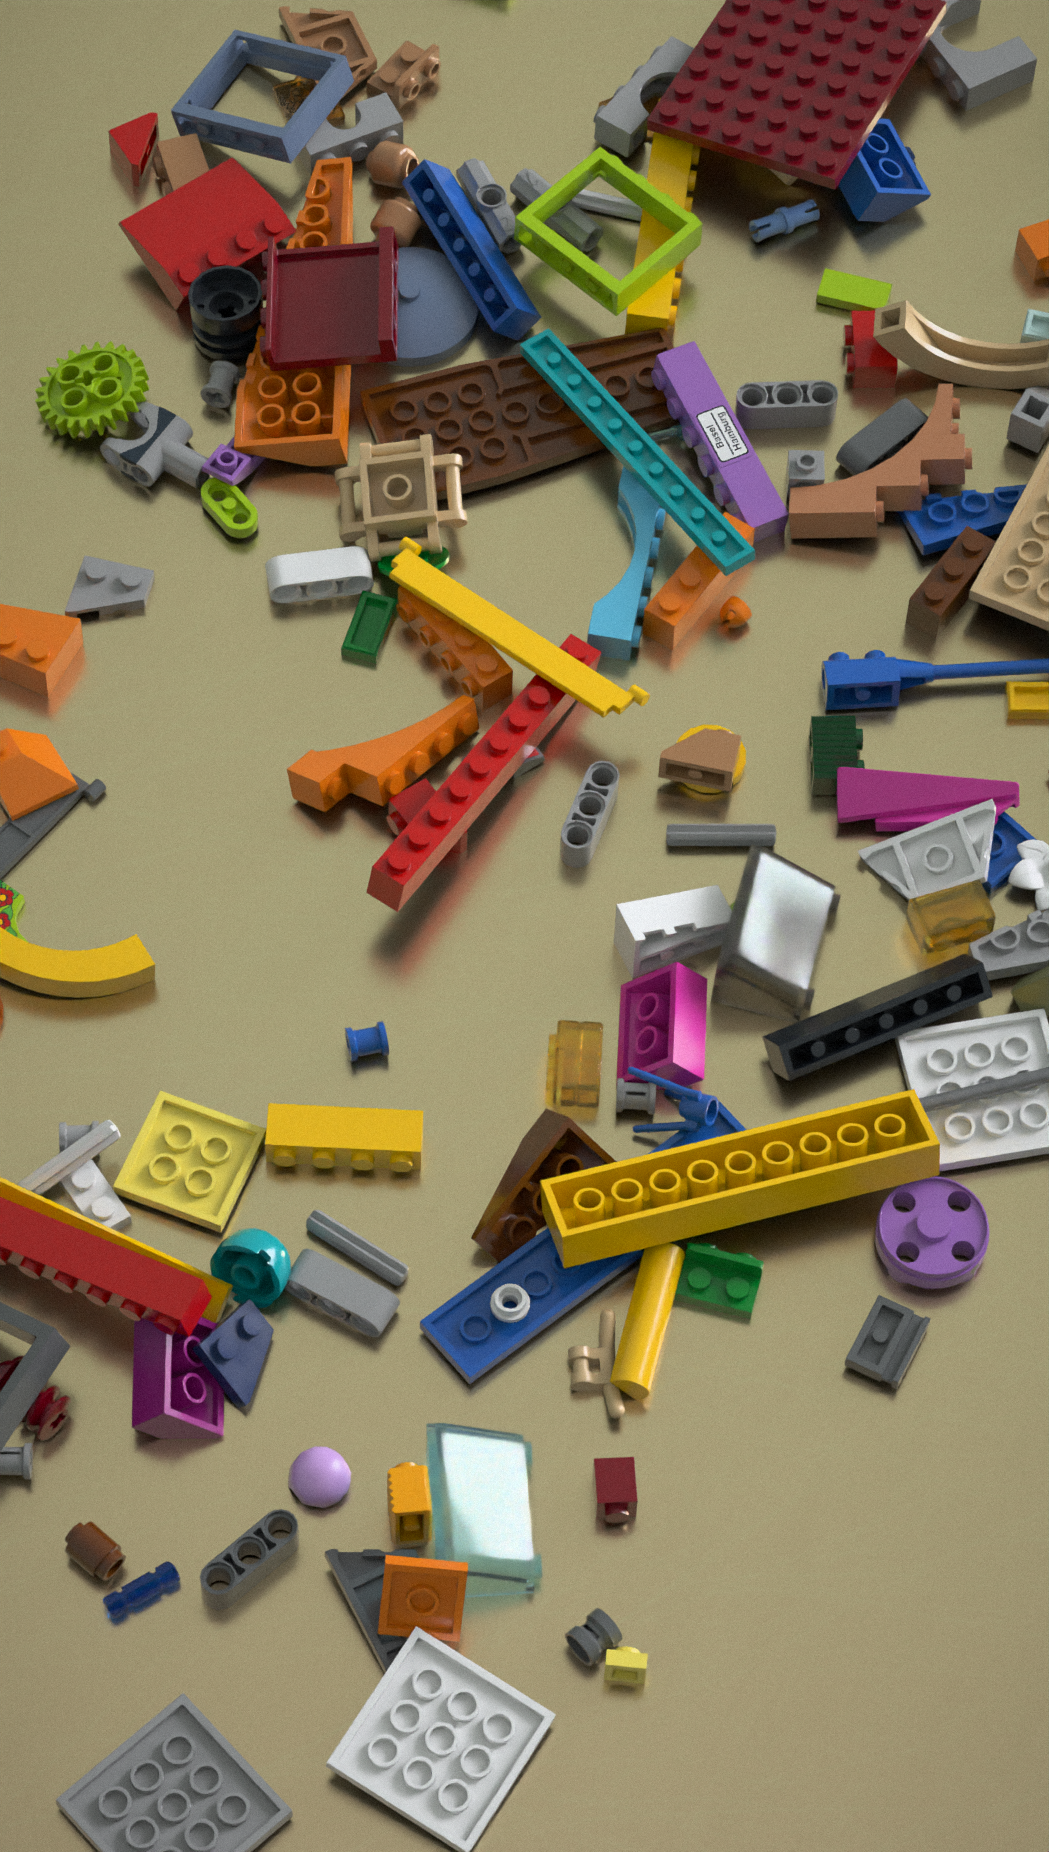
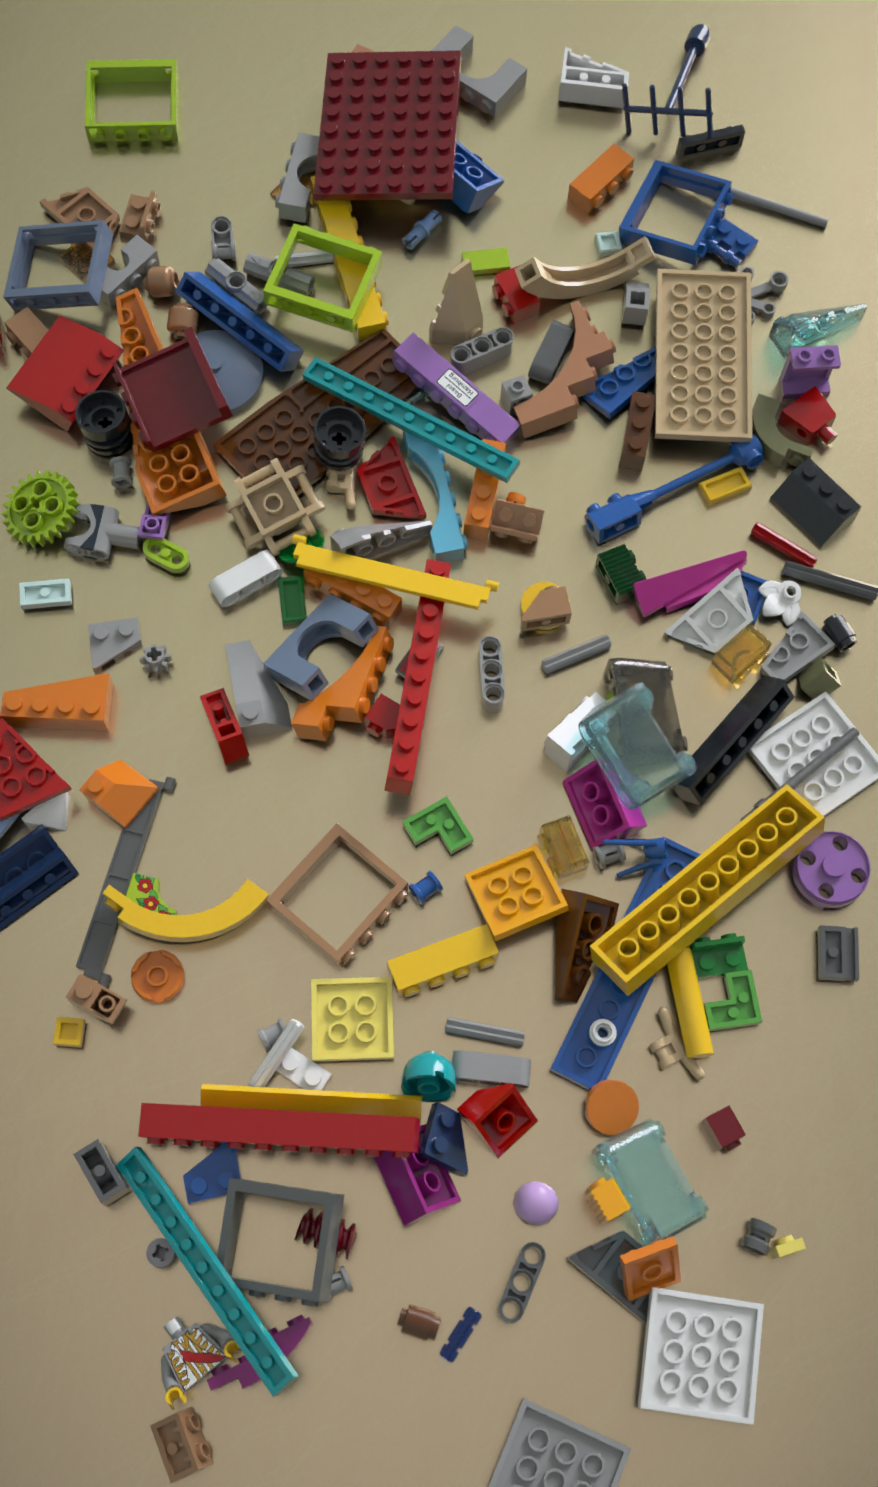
camera: 25 degrees left, 10 degrees up
(48, 498) = (45, 593): none -> light aqua plate
(151, 629) = (162, 659): none -> light grey gear
(200, 745) = (224, 726): none -> red slope
(226, 955) = (308, 866): none -> medium nougat window
(261, 724) = (256, 695): none -> light grey wedge
(322, 1352) = (498, 1116): none -> red slope
(406, 665) = (329, 619): none -> sand blue arch
(424, 964) = (439, 819): none -> bright green plate
(477, 1396) = (611, 1107): none -> orange tile
(482, 1090) = (516, 892): none -> light orange plate
(501, 139) = (222, 242): none -> light grey piece
(524, 497) = (346, 487): none -> tan piece
(525, 591) = (377, 540): none -> light grey wedge
(526, 439) = (340, 426): none -> black wheel
(573, 528) = (389, 484): none -> red wing
(710, 1356) = (740, 1009): none -> bright green plate
(723, 635) = (517, 521): none -> medium nougat bracket
(723, 965) = (633, 747): none -> clear light blue windscreen
(773, 333) = (460, 310): none -> tan wedge

